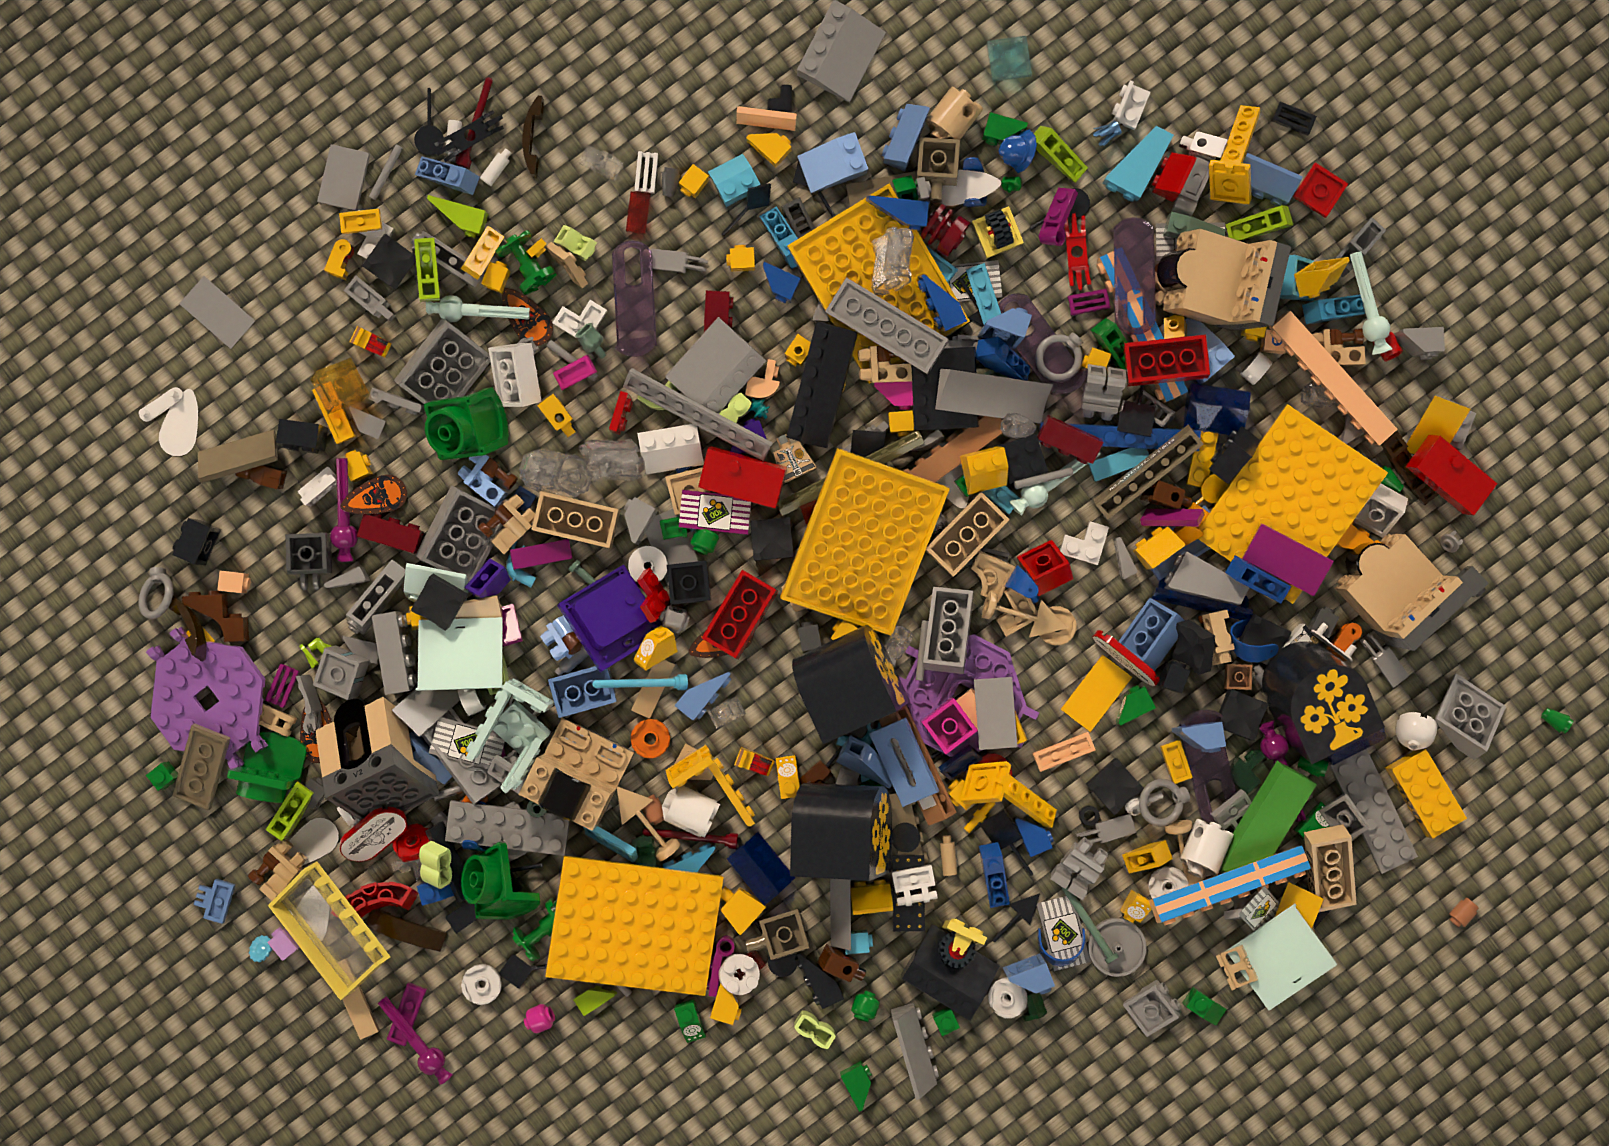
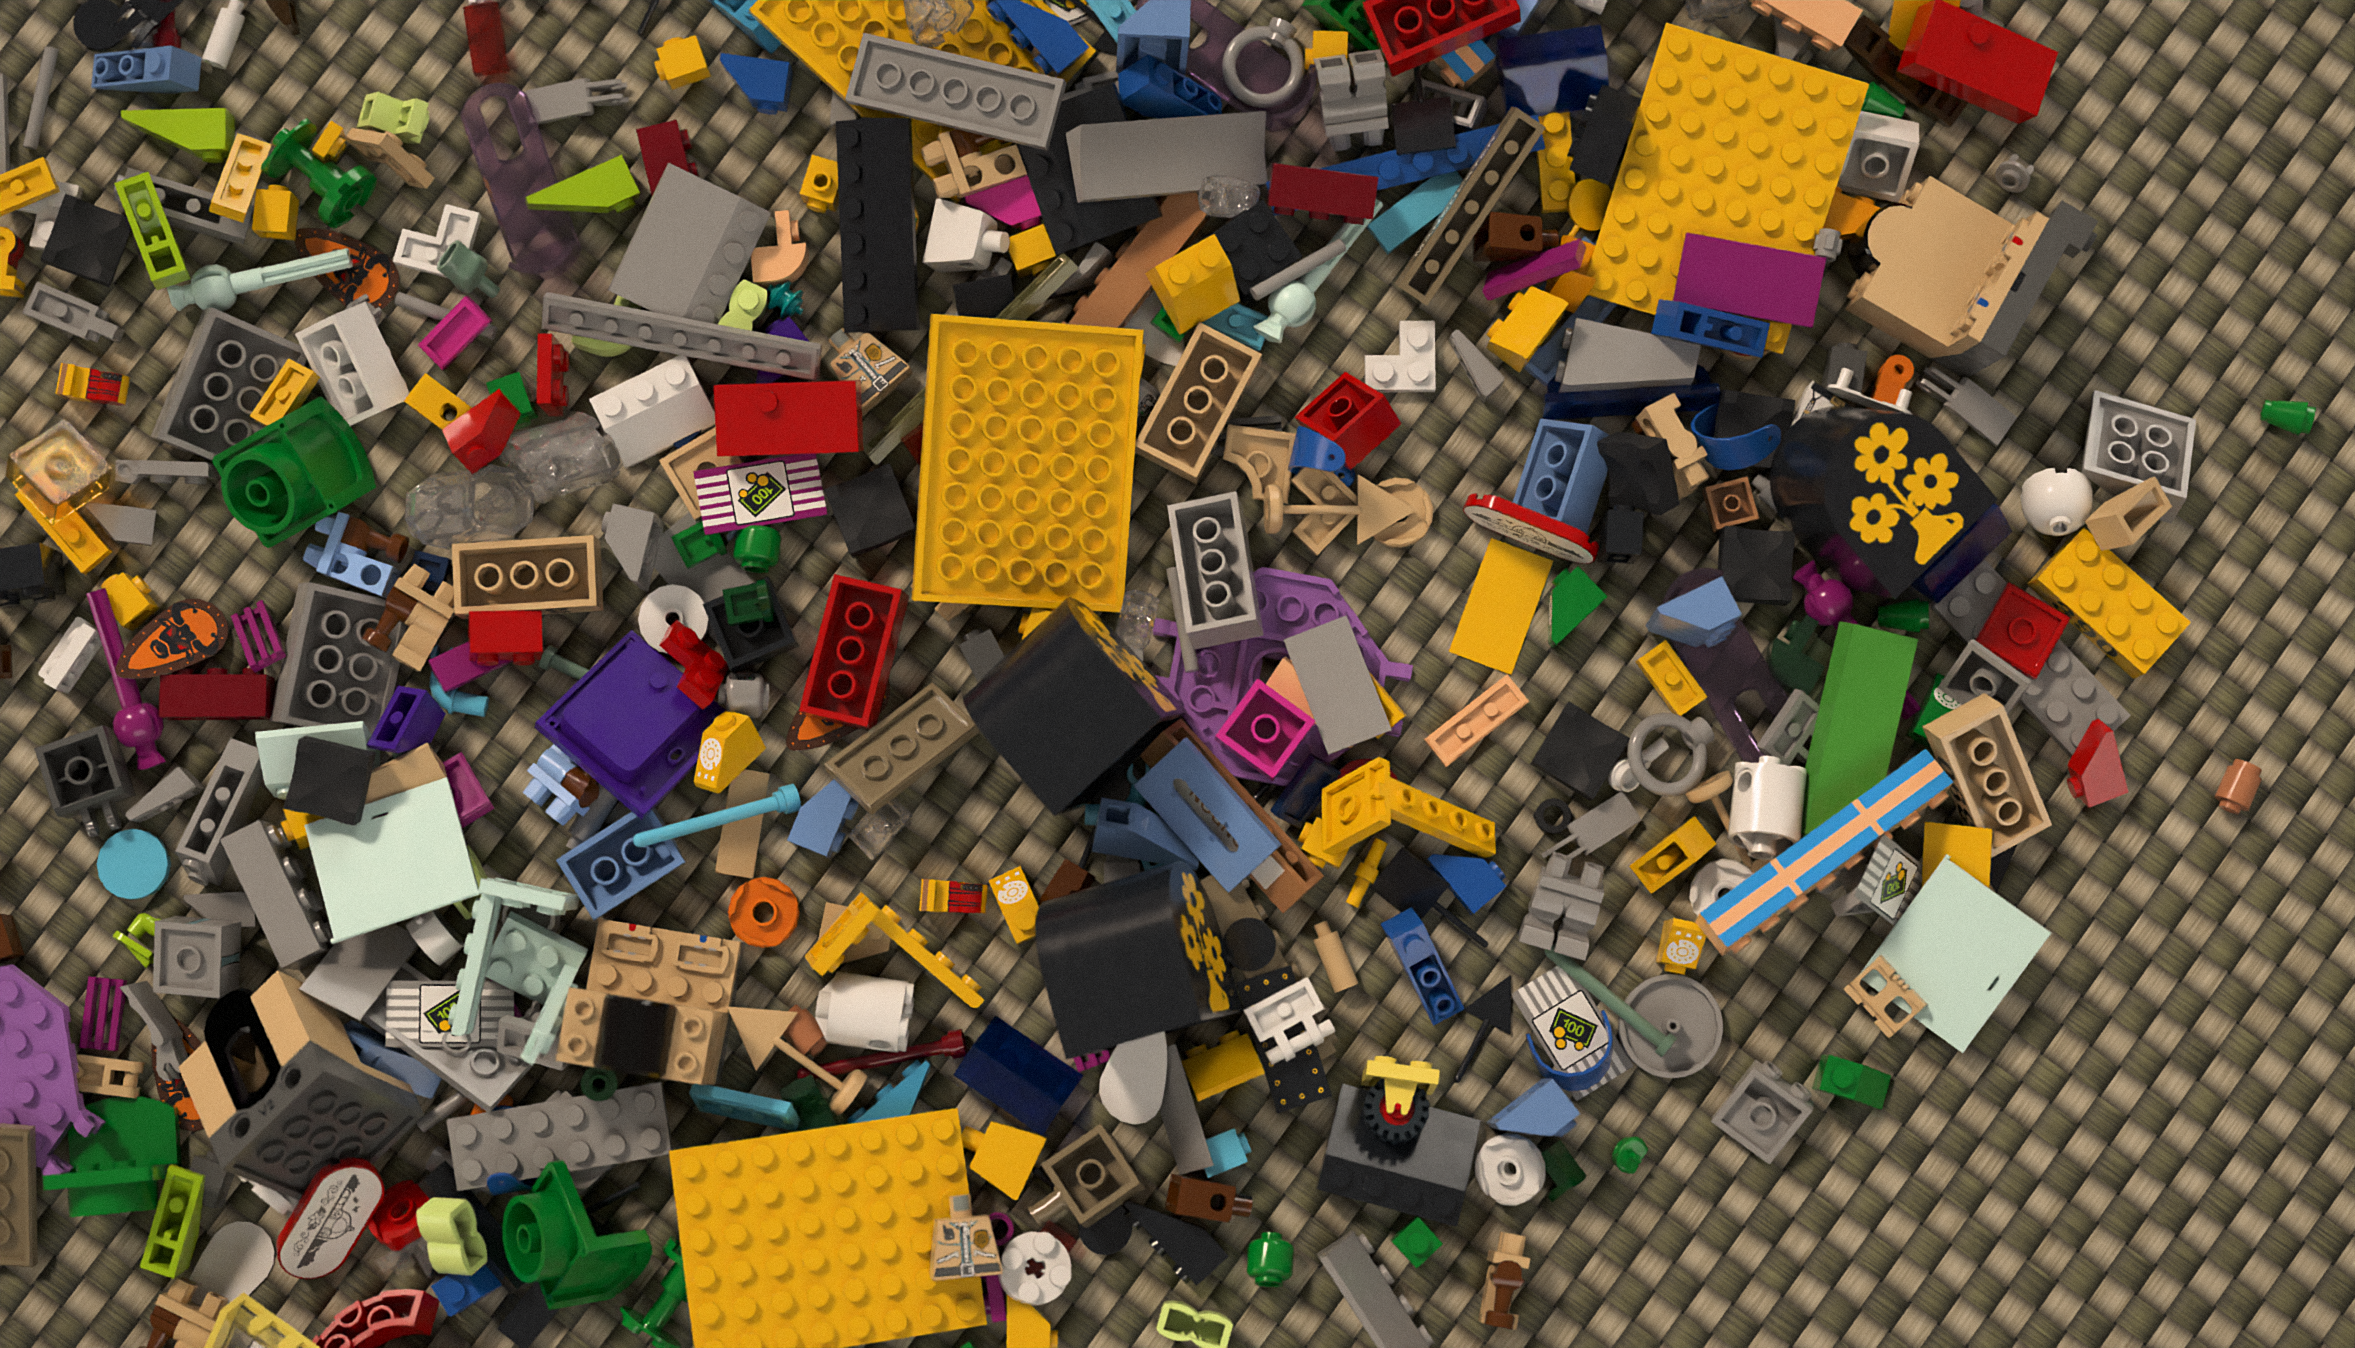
camera: 20 degrees left, 5 degrees down
(320, 610) = (133, 864): none -> medium azure tile
(420, 494) = (250, 617): none -> magenta tile
(473, 379) = (285, 393): none -> yellow plate
(555, 549) = (505, 636): none -> red brick
(574, 435) = (482, 431): none -> red slope
(595, 420) = (518, 392): none -> green brick
(674, 317) = (594, 190): none -> lime slope
(691, 572) = (748, 603): none -> dark green tile
(705, 952) = (963, 1243): none -> torso
(750, 675) = (901, 748): none -> dark tan tile
(821, 893) = (1135, 1079): none -> white sticker
(865, 404) = (962, 238): none -> white torso
(985, 1056) = (1502, 1280): none -> hips
(1073, 1008) = (1629, 1154): none -> green piece
(1336, 553) = (1827, 244): none -> light grey bar
(1373, 794) = (2022, 630): none -> red tile
(1390, 880) = (2096, 767): none -> red slope
(1452, 751) = (2128, 515): none -> tan slope

